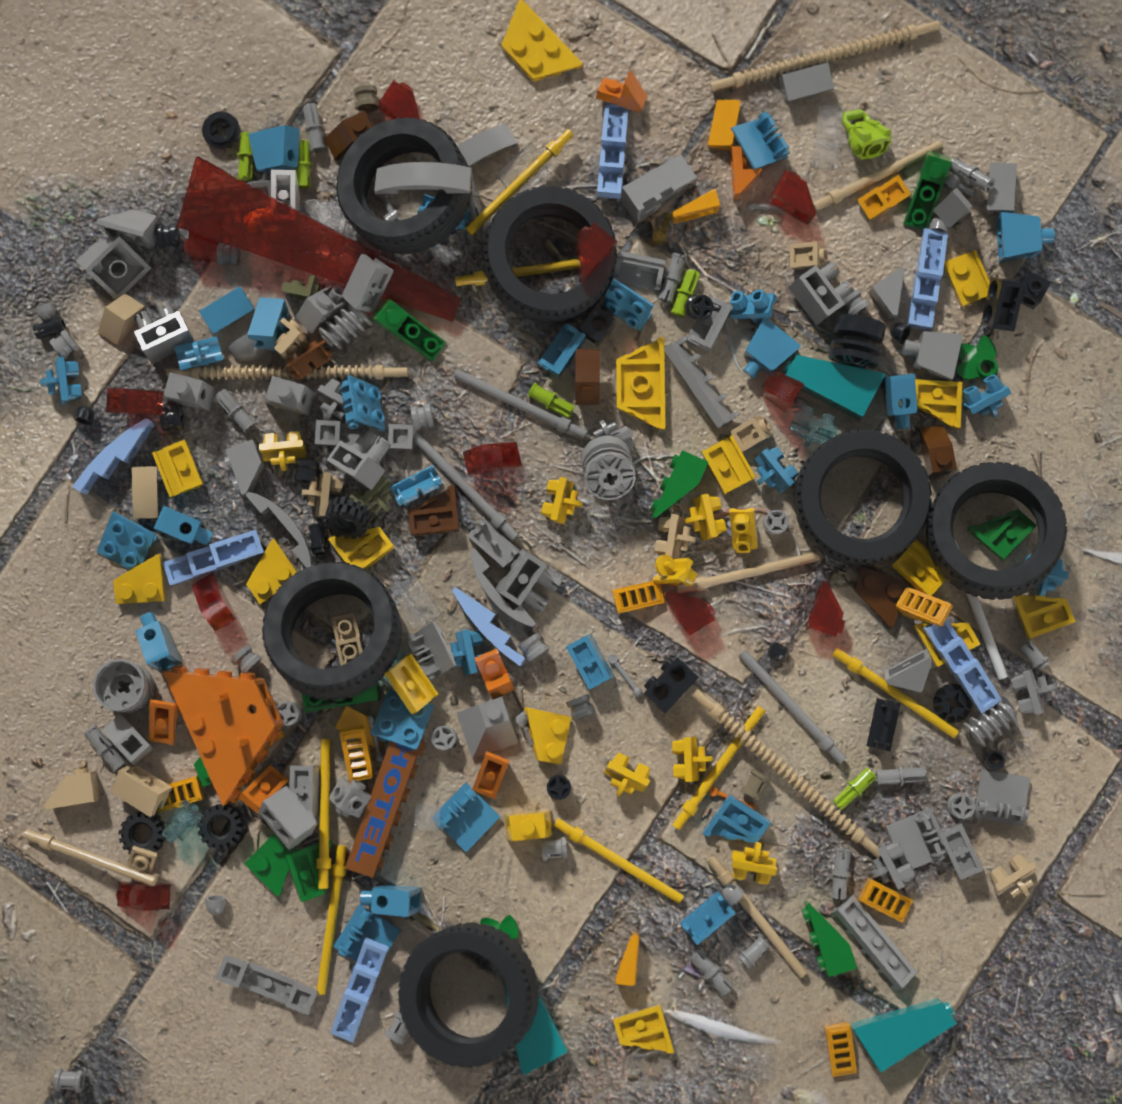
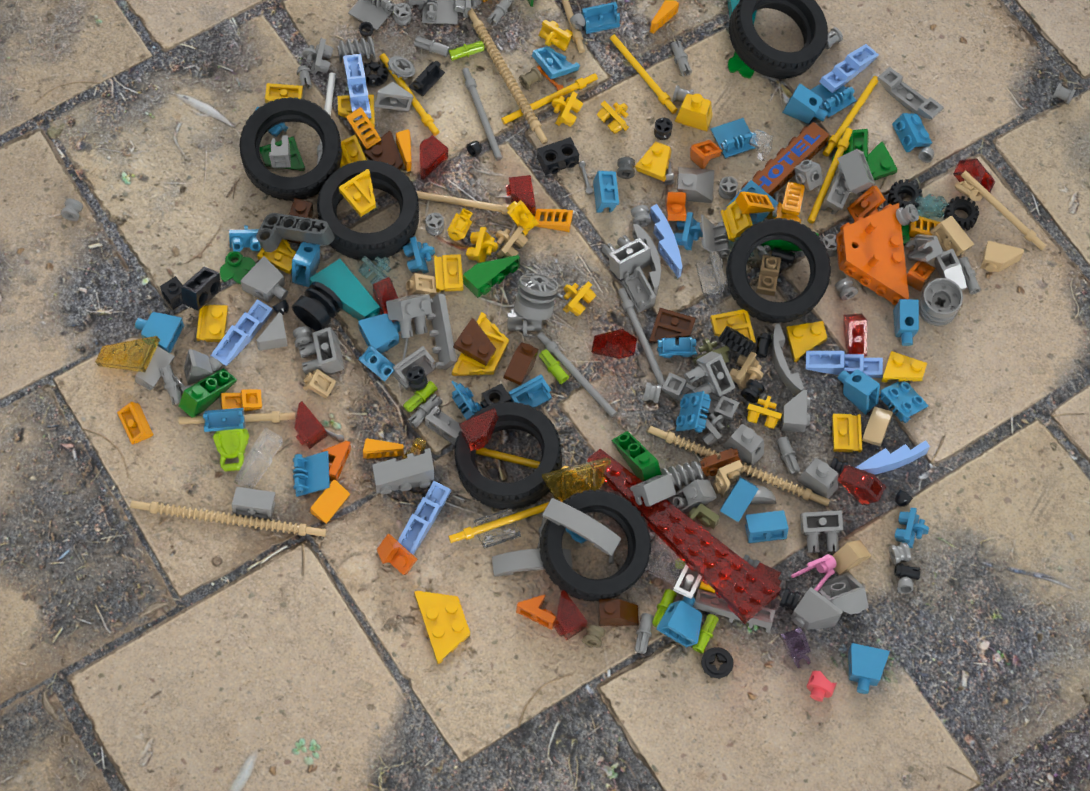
camera: 165 degrees left, 20 degrees down
(55, 195) = (866, 665): none -> dark azure torso
(97, 148) = (820, 686): none -> coral piece
(141, 182) = (796, 645): none -> clear purple brick
(144, 292) = (823, 565): none -> bright pink plant
(169, 751) = (925, 248): none -> light grey hinge
(198, 353) = (799, 501): dark azure hips -> none
(205, 790) = (907, 214): none -> light grey wheel
(245, 929) = (911, 131): none -> dark azure bracket
(406, 695) = (750, 203): none -> light orange slope
(445, 97) = (532, 609): none -> orange slope
(455, 252) = (576, 479): none -> clear yellow wing
(580, 906) = (681, 58): none -> light grey pin
(652, 379) = (475, 343): none -> reddish brown wing
(749, 385) = (409, 307): none -> light grey brick
(861, 609) = (404, 146): none -> light orange slope
(879, 496) = (359, 193): none -> yellow wing
(889, 157) = (224, 419): none -> dark azure hinge
(922, 733) = (401, 67): none -> light grey gear
(928, 420) = (282, 226): none -> dark grey beam
(987, 121) = (135, 423): none -> light orange slope
(996, 494) = (280, 154): none -> light grey hinge
(1038, 186) = (128, 355): none -> clear yellow wing

